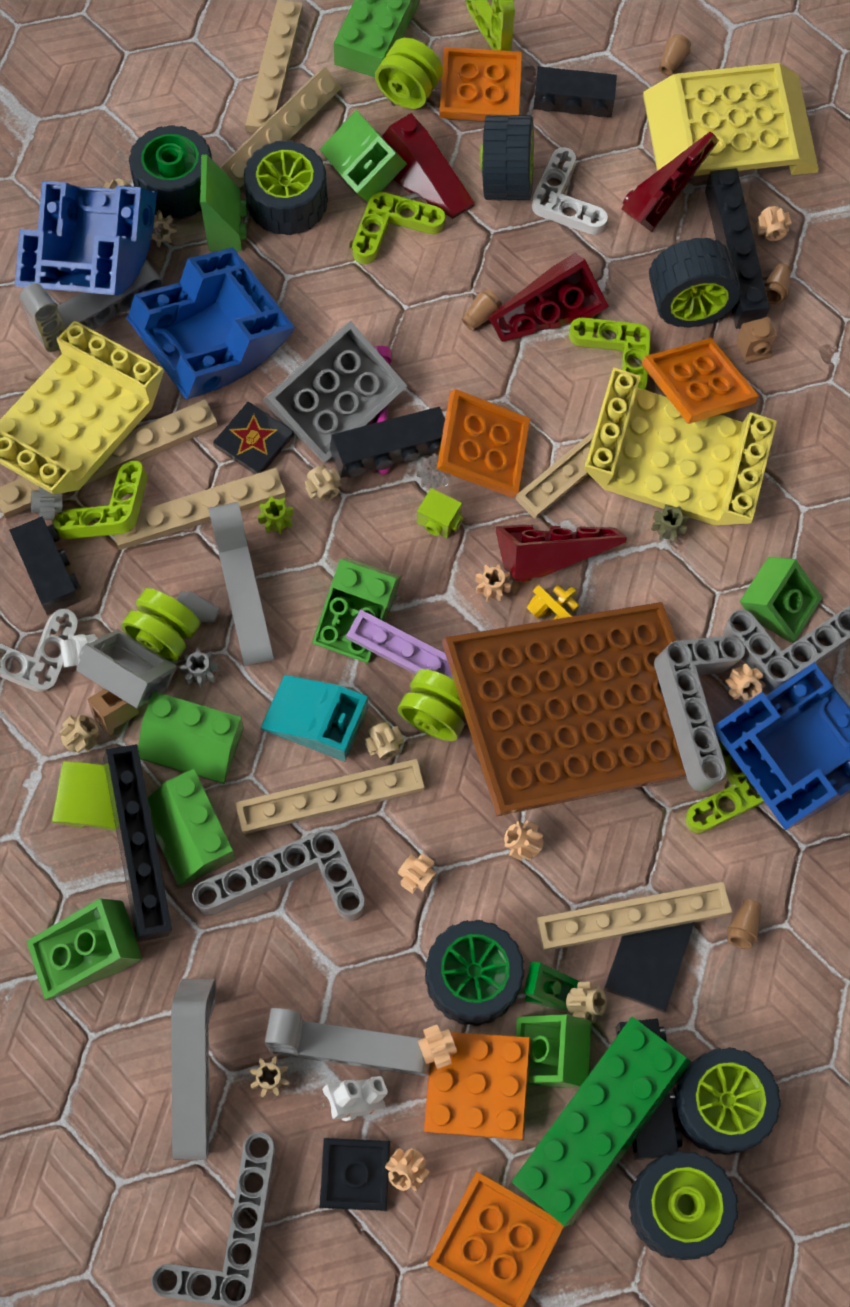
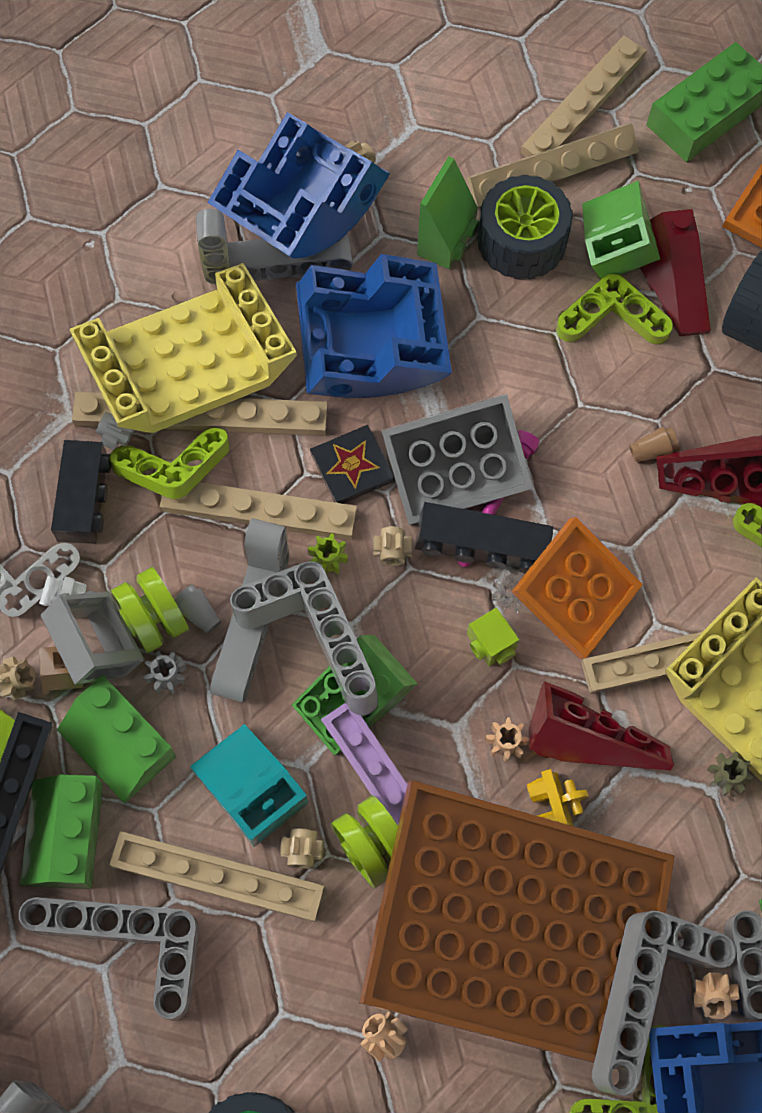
camera: 30 degrees right, 0 degrees up
(164, 234) = (380, 219): tan gear -> none
(170, 164) = (415, 150): black wheel -> none
(281, 544) = (313, 597): none -> light grey beam
(409, 73) = (713, 167): lime wheel -> none
(417, 873) = (256, 1009): light nougat gear -> none

